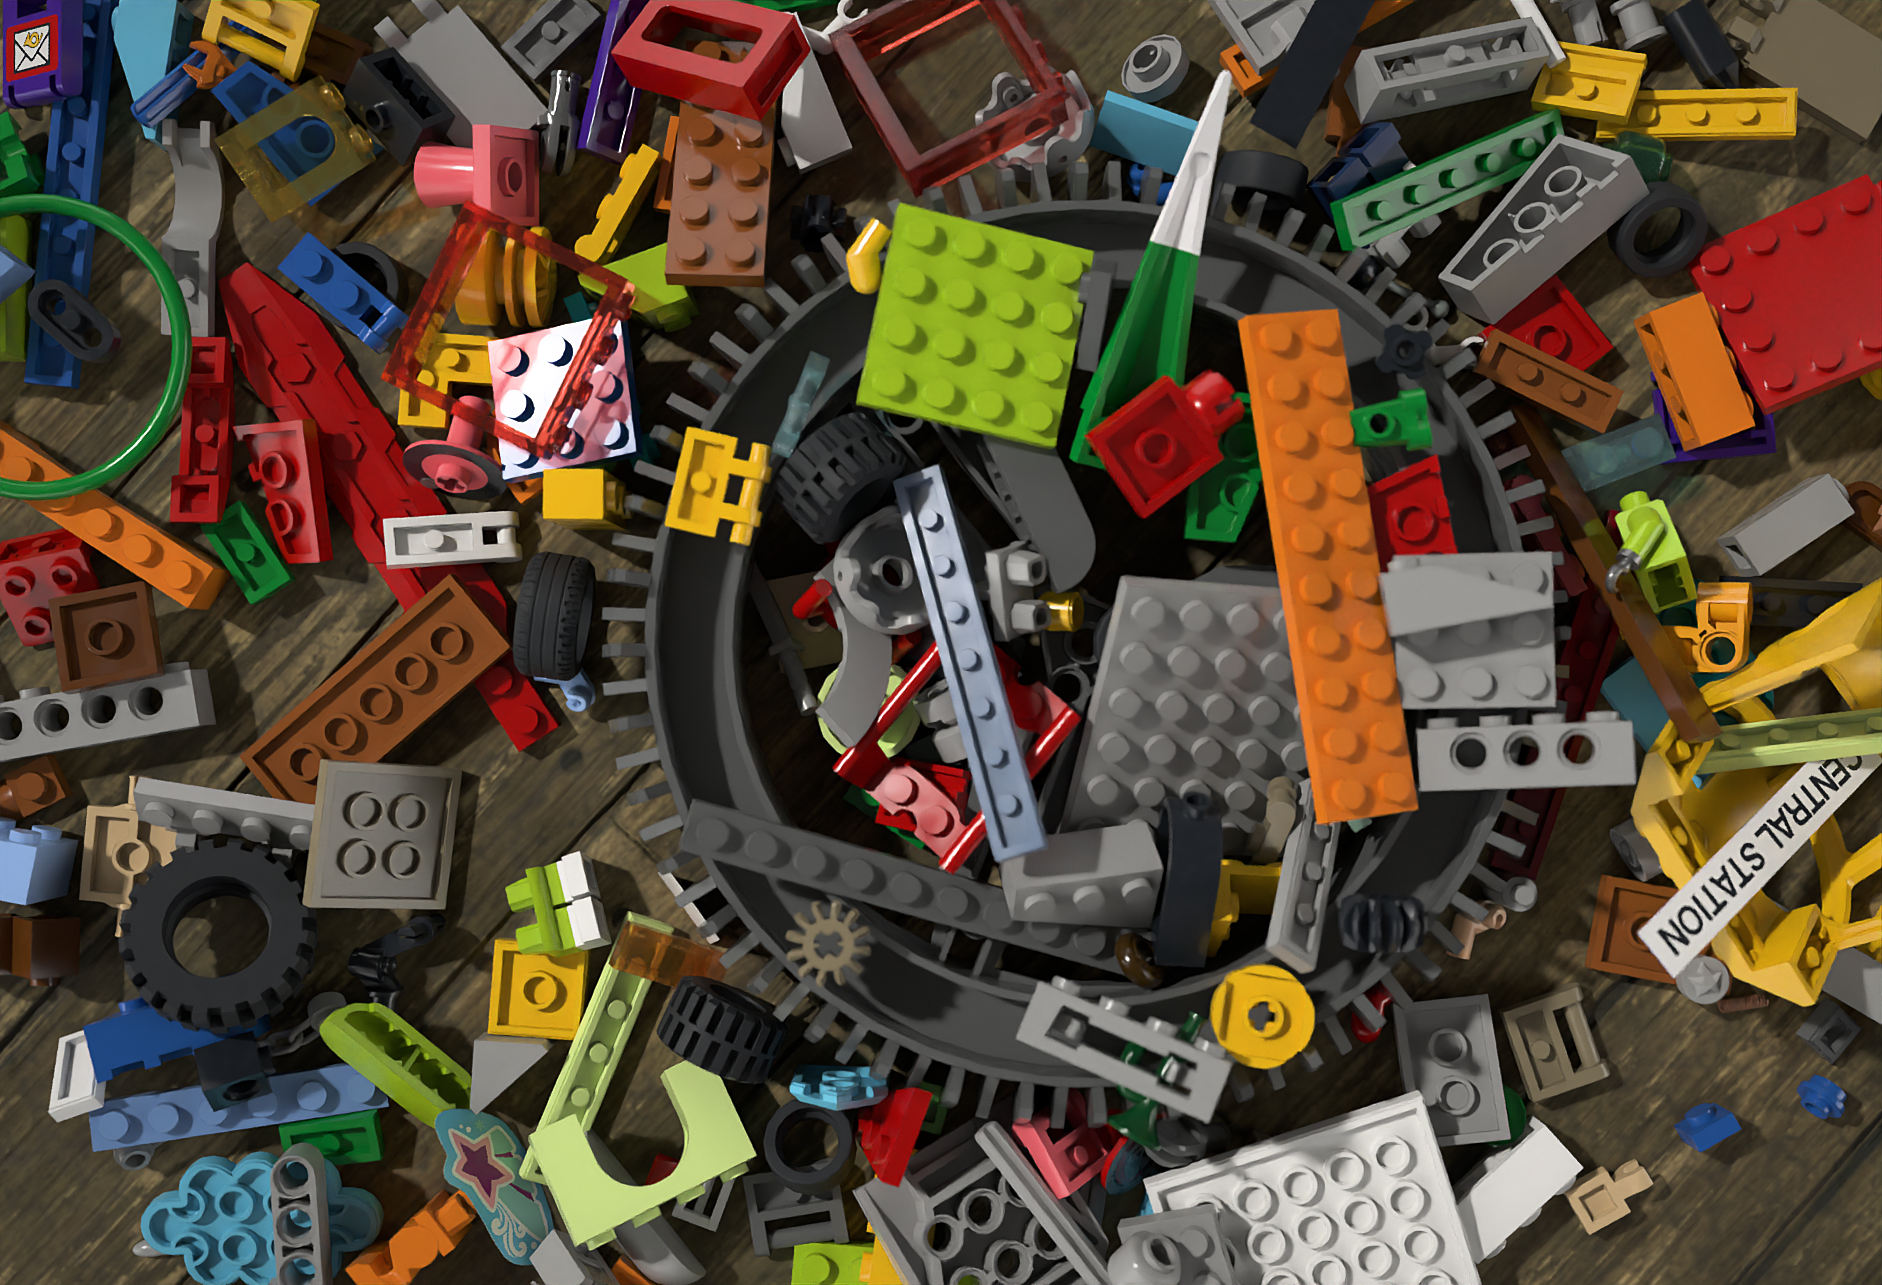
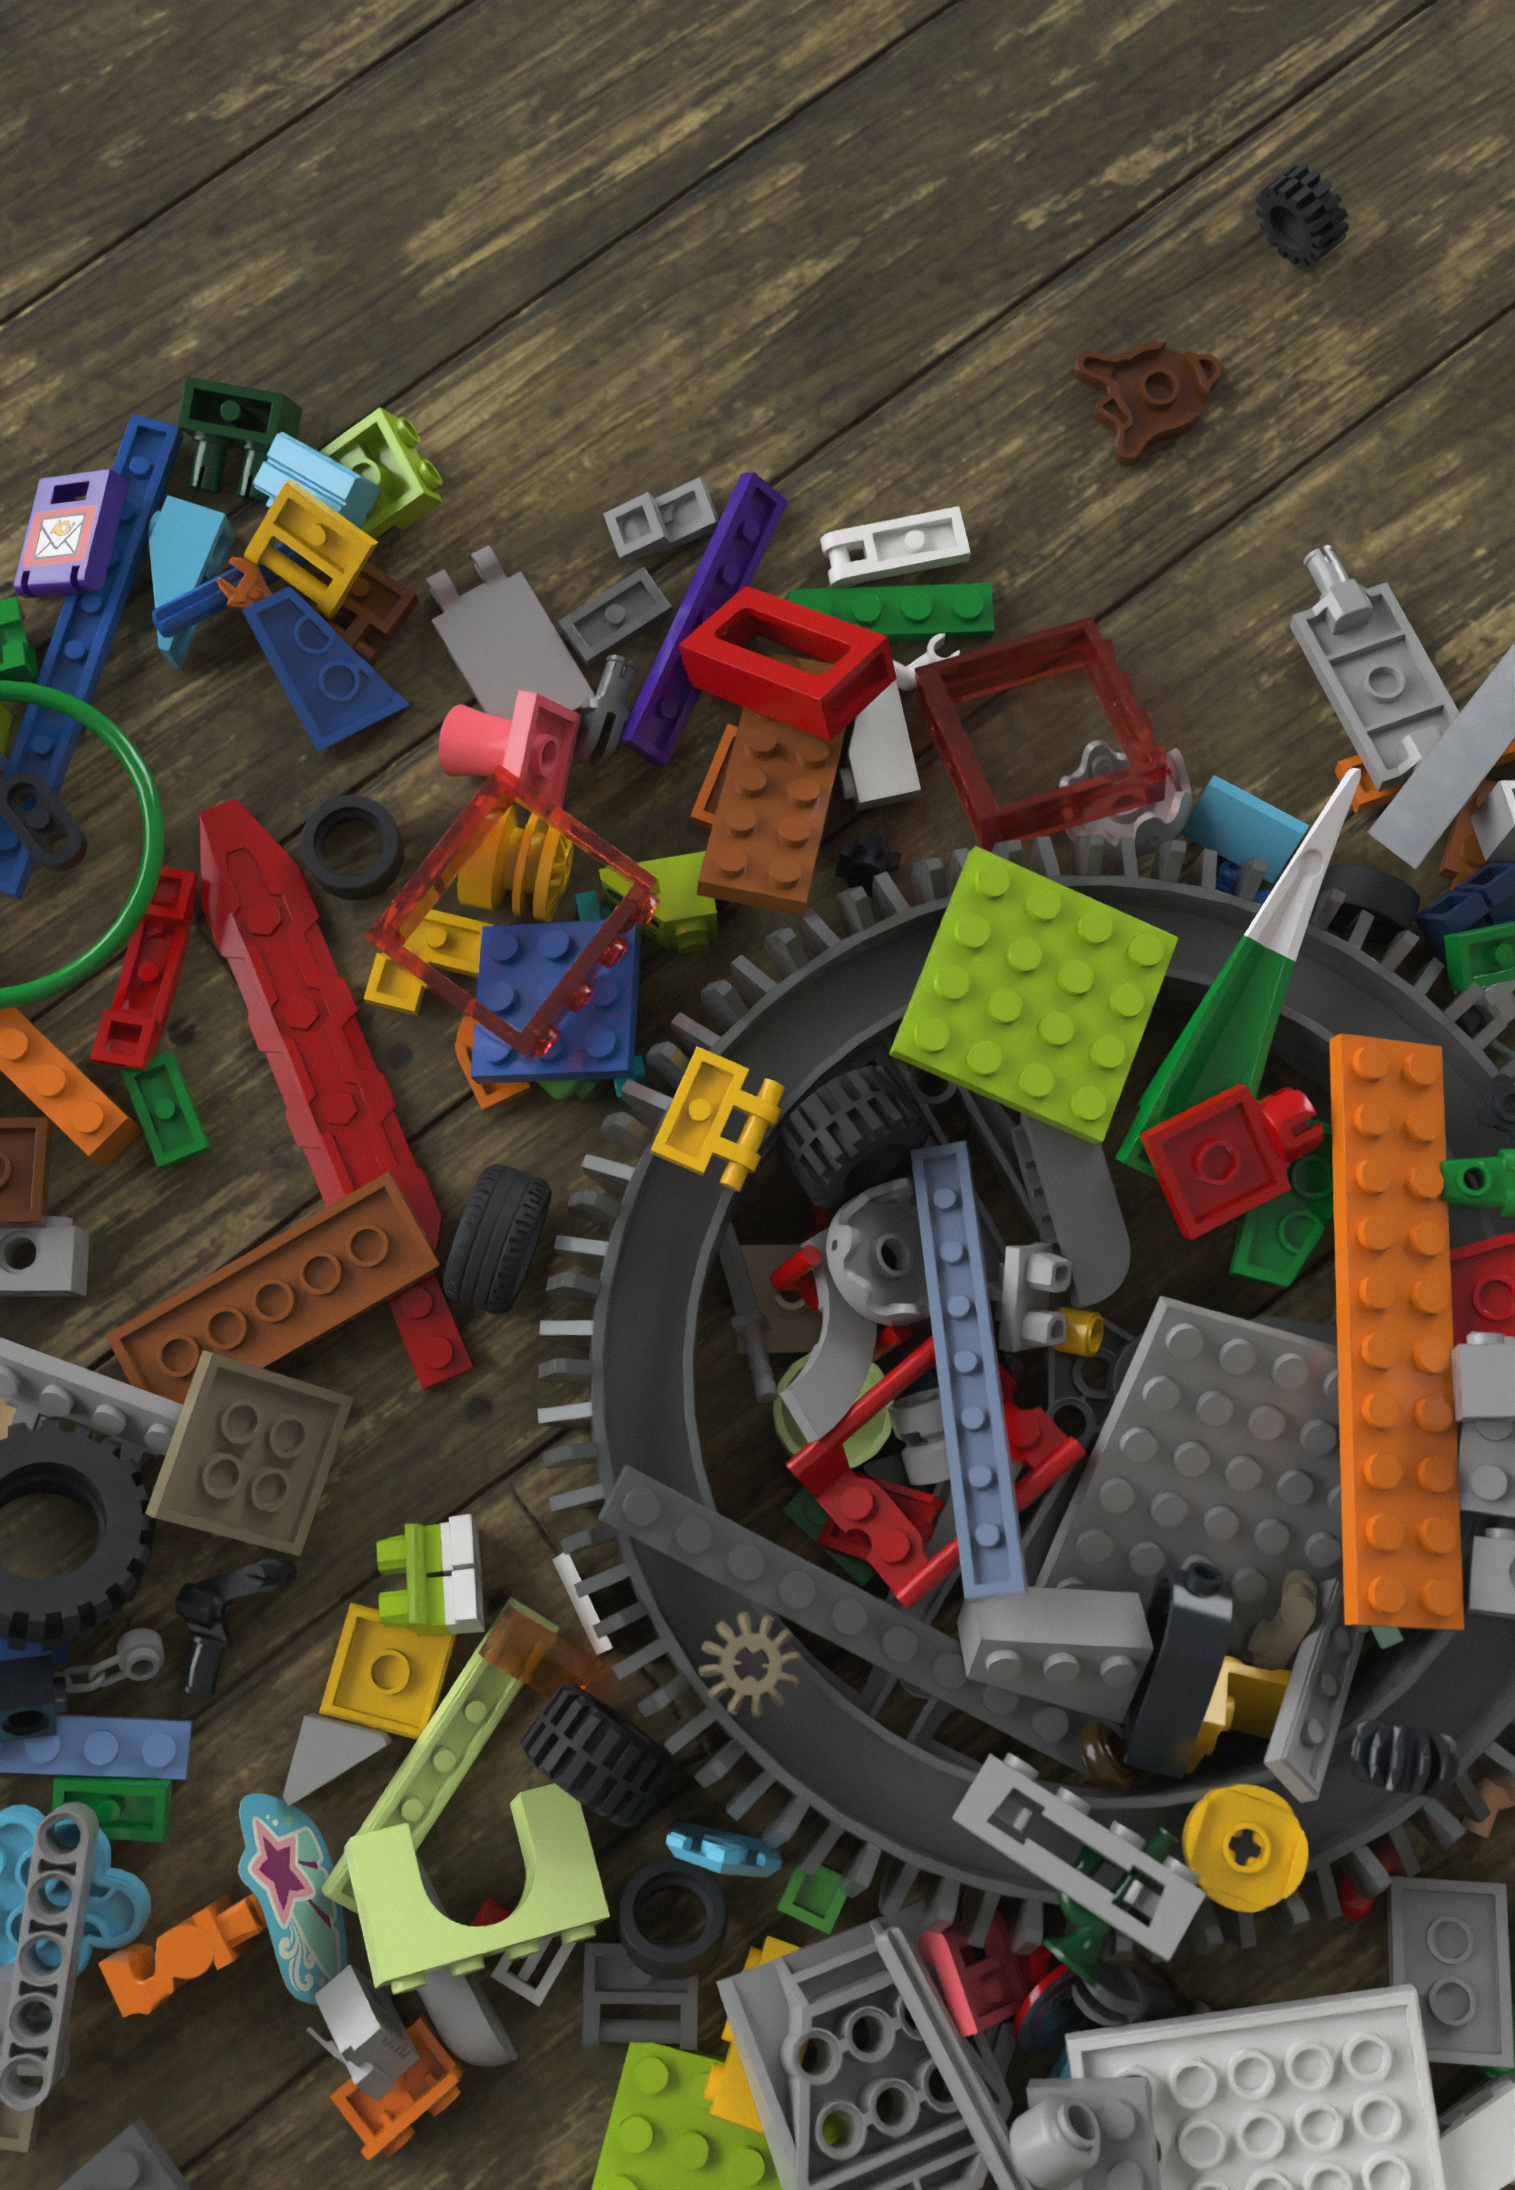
camera: 15 degrees right, 10 degrees down
(196, 221) = (190, 743): light grey piece -> none
(292, 477) = (233, 1039): red wing -> none
(313, 98) = (344, 636): clear yellow panel -> none
(342, 292) = (336, 845): blue plate -> none
(396, 104) = (434, 661): black brick -> none
(397, 1060) = (210, 1724): lime brick -> none
(450, 539) = (396, 1135): white plate -> none
(457, 464) = (420, 1052): piece -> none
(578, 691) = (502, 1330): light blue arm -> none
(584, 499) = (559, 1114): yellow brick -> none
(620, 210) = (653, 813): yellow plate -> none
(800, 404) = (825, 1045): clear light blue arm -> none
(864, 258) = (924, 899): yellow arm -> none
(890, 1131) = (776, 1911): red wing -> none
(1096, 293) = (1174, 981): dark grey plate -> none
(1155, 68) = (1265, 764): light grey plate -> none

